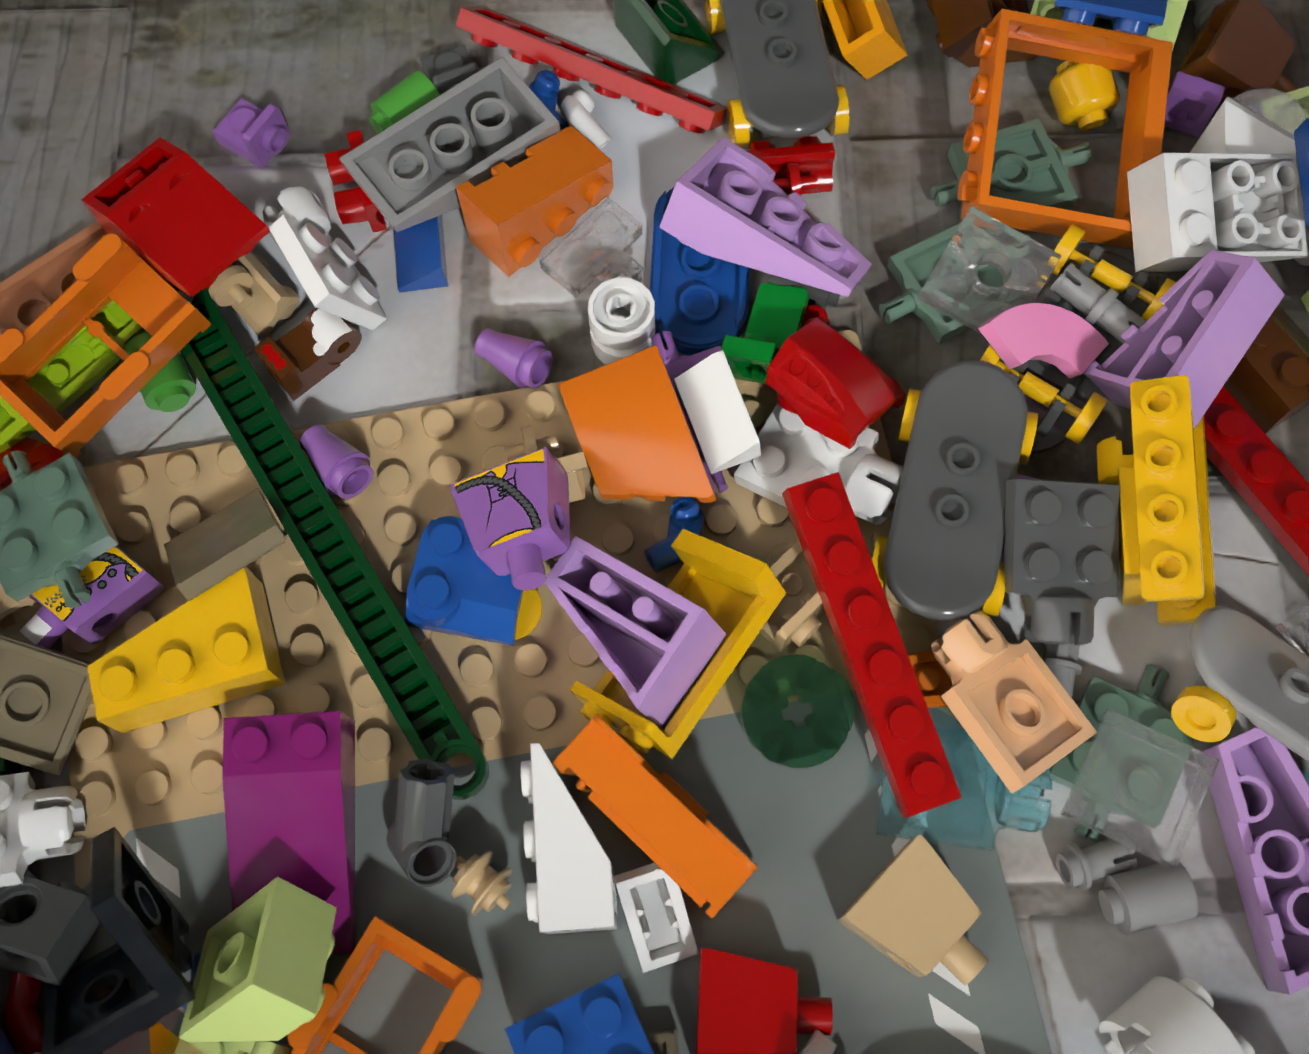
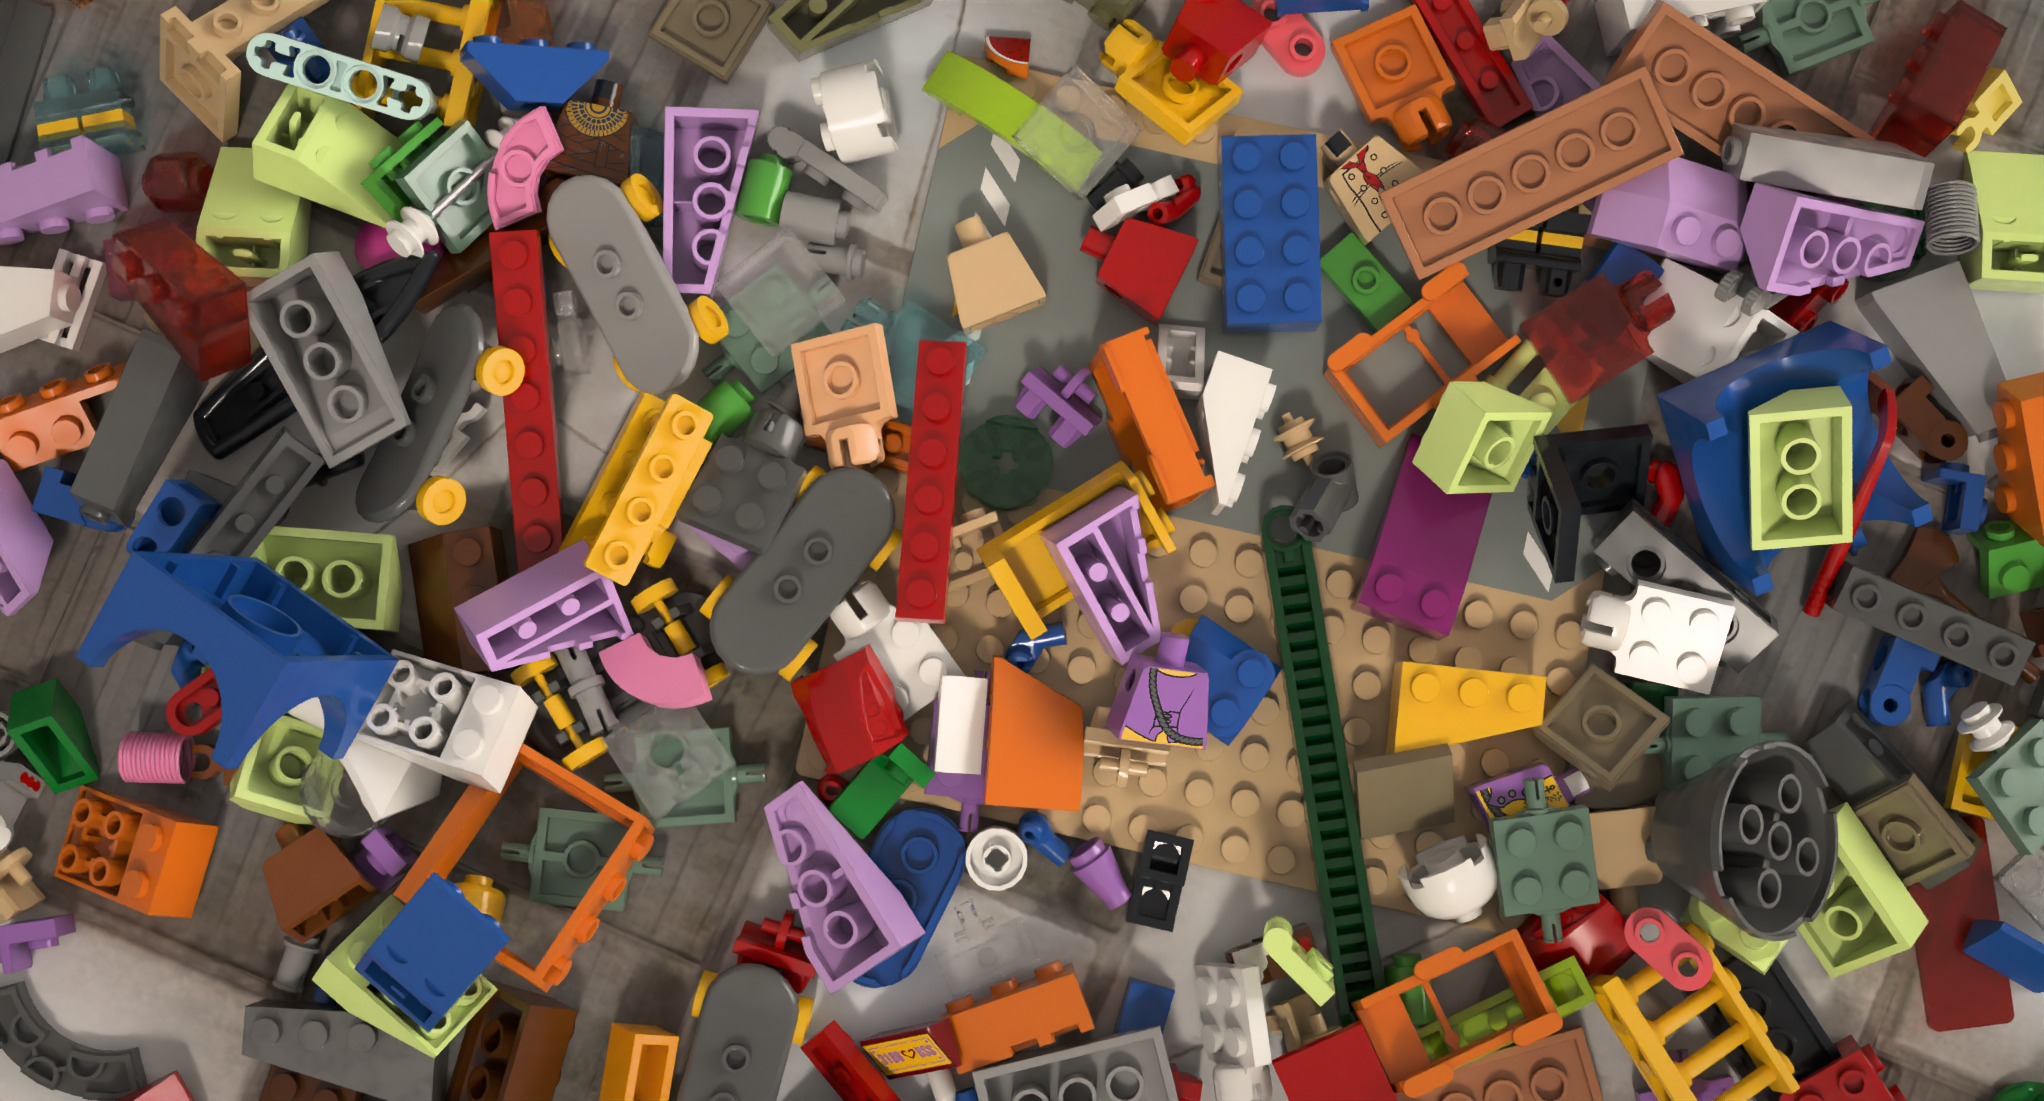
camera: 155 degrees left, 15 degrees up
(146, 479) = (1452, 879): none -> white cylinder
(272, 321) = (1306, 968): none -> yellowish green plate
(339, 465) = (1288, 831): medium lavender cone -> none
(451, 372) = (1159, 880): none -> black slope
(577, 363) = (1036, 831): none -> blue arm
(625, 136) = (913, 1049): none -> slope
(767, 810) = (1044, 390): none -> medium lavender hips
(1116, 956) = (824, 168): none -> light grey hinge
(1124, 635) = (729, 408): none -> bright green brick
(1223, 908) = (763, 190): none -> bright green brick

